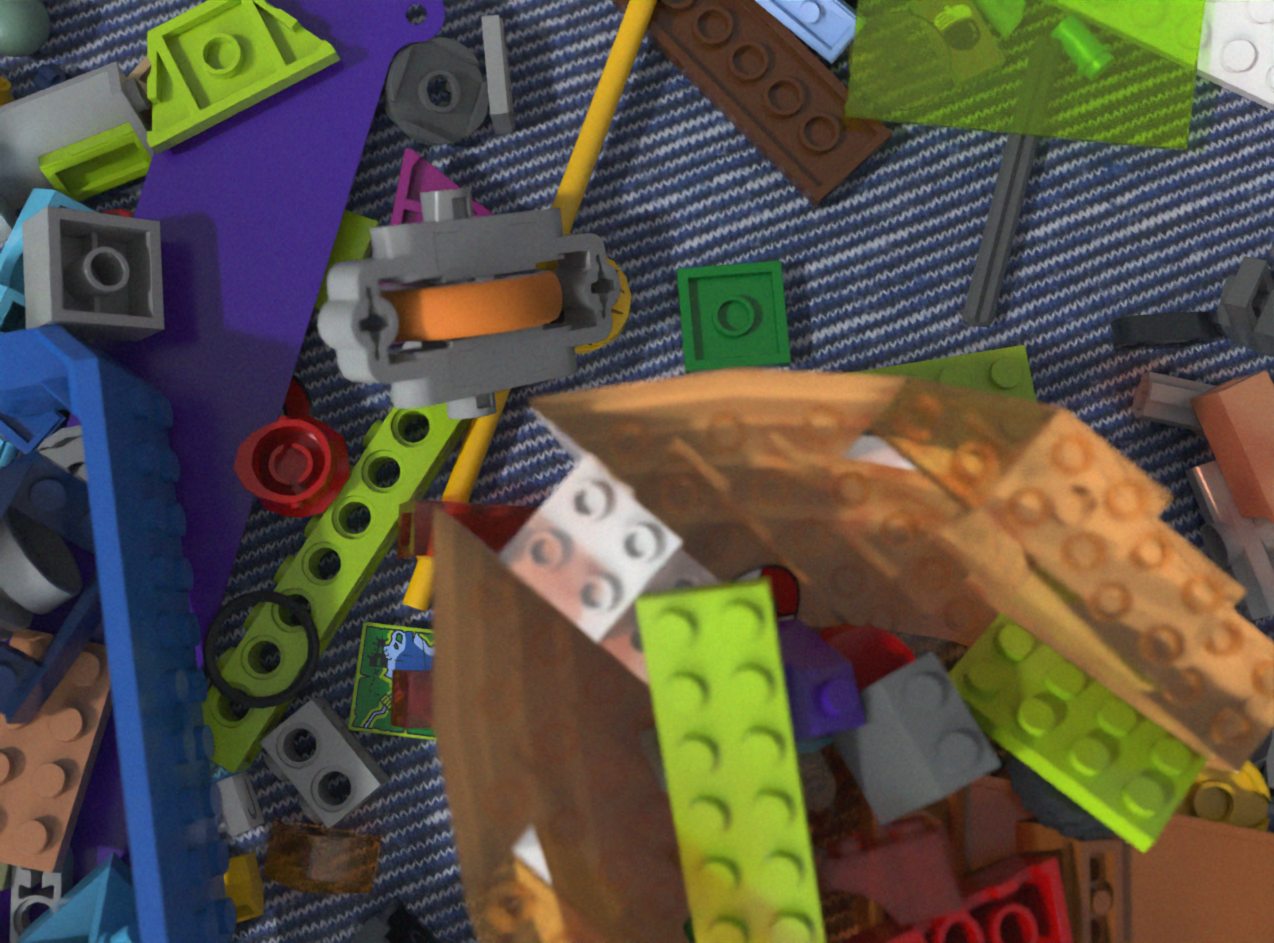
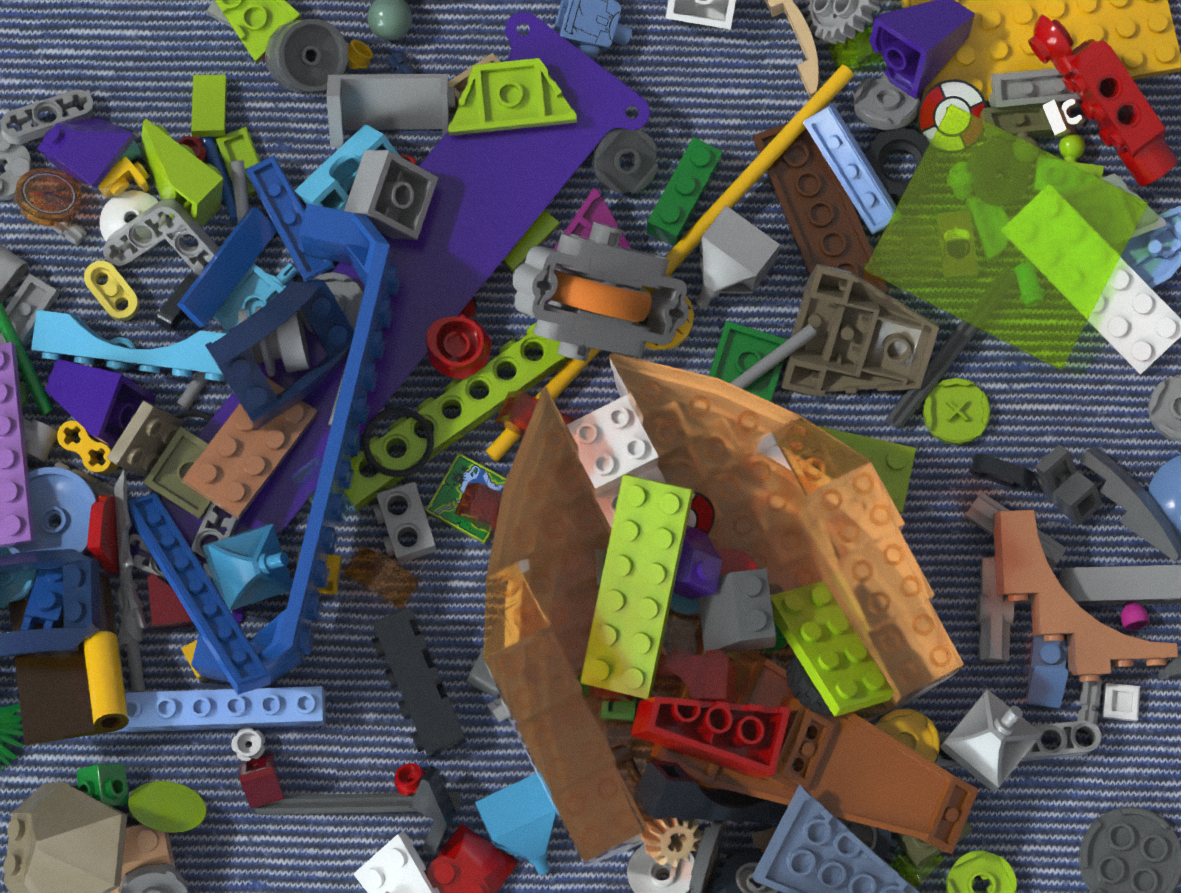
camera: 20 degrees right, 5 degrees down
(96, 163) = (409, 123): lime tile -> none
(239, 804) = (347, 527): white tile -> none
(498, 74) = (666, 162): light grey tile -> none
(540, 104) = (684, 192): none -> green brick
(651, 167) = (734, 257): none -> light grey piece
(768, 299) = (774, 357): none -> light grey bar
(877, 216) = (860, 338): none -> dark tan wedge
(1056, 269) = (956, 411): none -> lime tile

